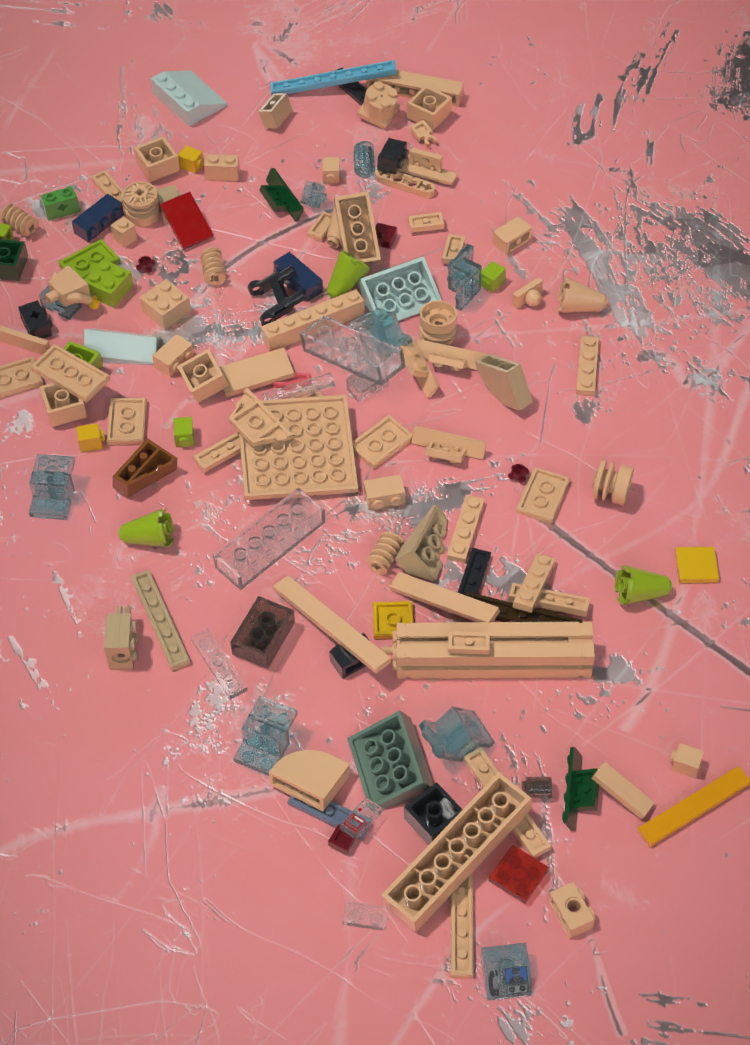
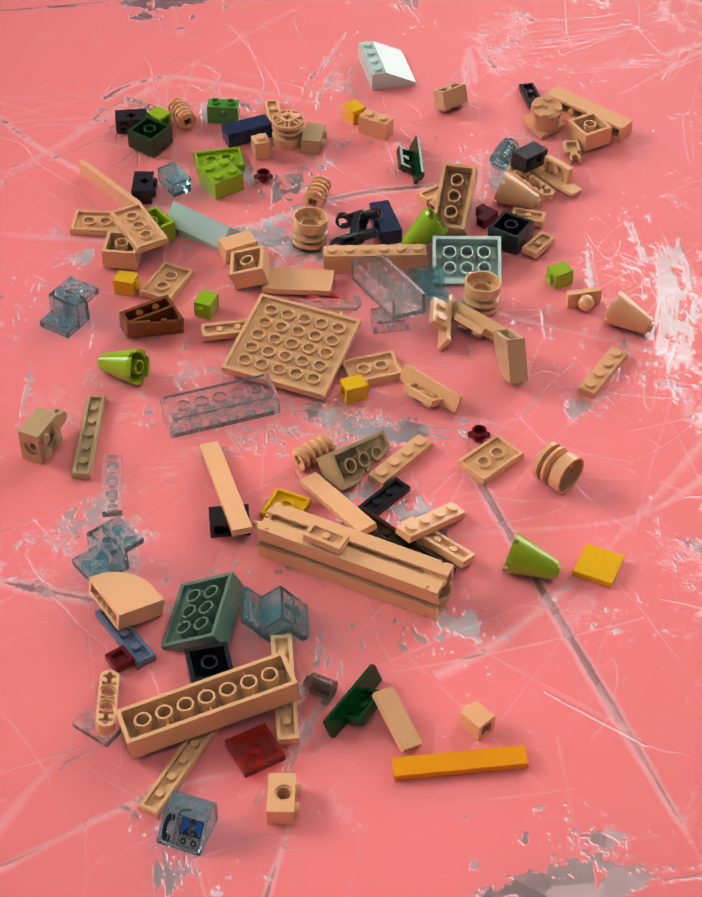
camera: 25 degrees right, 10 degrees down
(70, 289) = (183, 168): light nougat torso -> none
(156, 159) = (324, 102): light nougat brick -> none
(165, 304) = (257, 207): light nougat brick -> none
(186, 220) = (317, 152): red tile -> none
(234, 310) = (310, 228): none -> light nougat wheel
(257, 422) = (266, 312): light nougat wing -> none
(262, 632) = (163, 473): clear smoke brick -> none
(313, 194) = (435, 164): clear light blue brick -> none
(331, 170) = (469, 153): light nougat brick -> none
(334, 78) = (515, 86): medium azure tile -> none
(361, 818) = (145, 647): clear tile -> none
(361, 887) = (107, 701): none -> light nougat beam
(380, 468) = (354, 388): none -> yellow brick
(384, 492) = (345, 406): light nougat brick -> none
(403, 201) = (516, 193): none -> light nougat cone
(424, 243) = (513, 229): none -> black brick
(464, 277) = (530, 265): clear light blue bracket -> none
(512, 235) = (599, 249): light nougat brick -> none

